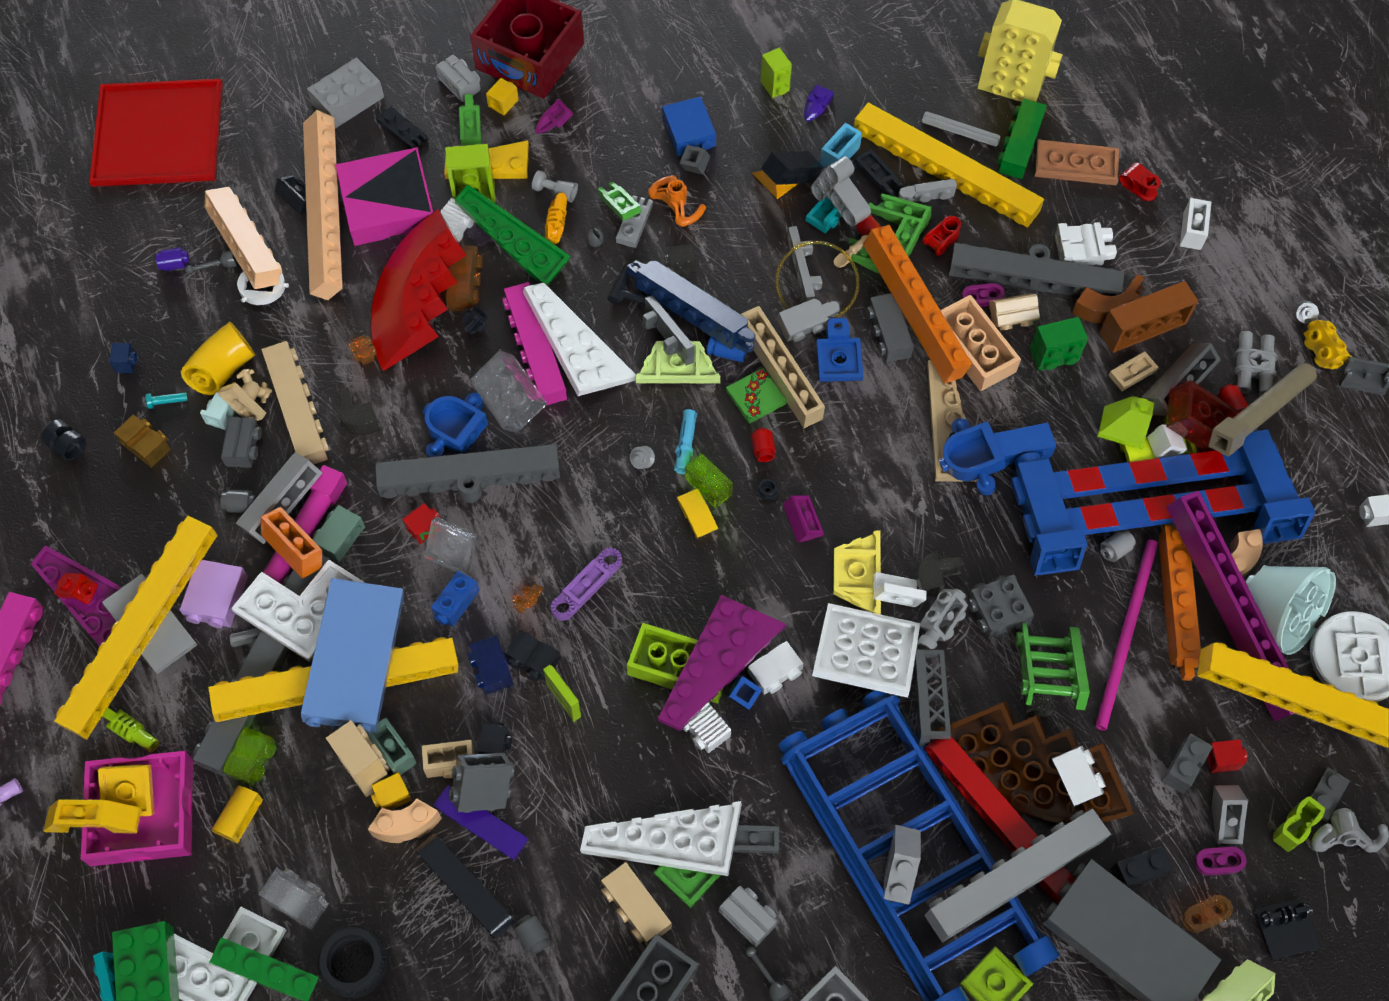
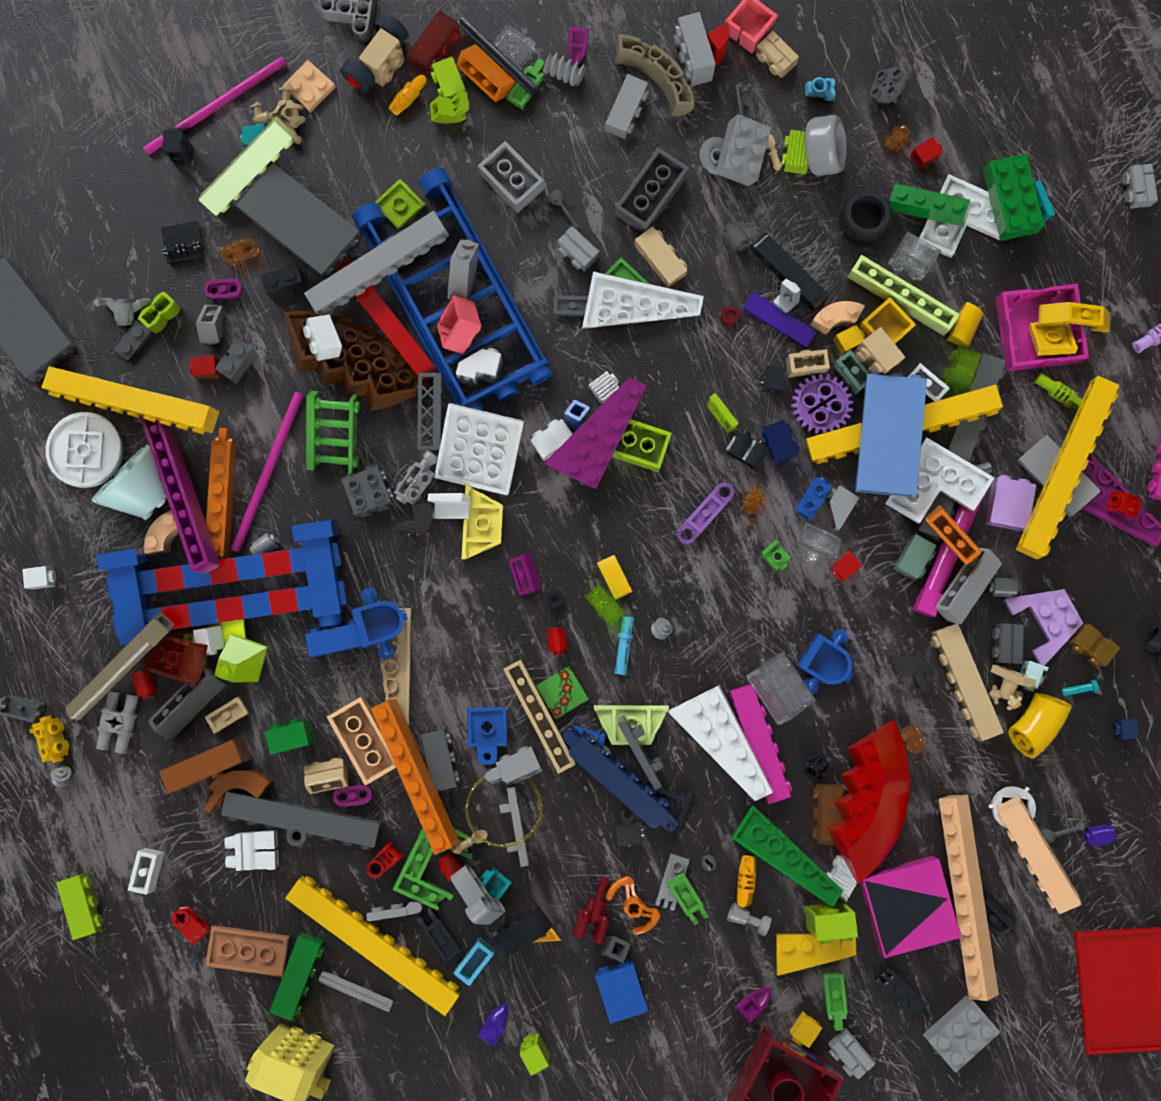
camera: 175 degrees left, 20 degrees up
(181, 474) = (1055, 617): none -> lavender wing
(294, 735) = (935, 387): none -> white brick
(315, 848) = (906, 296): none -> yellowish green brick
(341, 806) = (890, 319): none -> yellow piece
(421, 590) = (840, 505): none -> light grey slope
(423, 694) = (812, 390): none -> medium lavender gear
(466, 471) = (810, 615): dark grey hinge -> none
(469, 846) = (788, 296): none -> light grey bracket
(481, 782) = (781, 339): dark grey brick -> none
(505, 541) = (768, 556): none -> bright green brick
(545, 829) = (730, 315): none -> dark red tile
(718, 188) = (594, 915): none -> dark red plant
(870, 750) = (482, 365): none -> white piece
(901, 803) = (458, 324): none -> coral piece
(1259, 196) = (80, 906): none -> lime brick

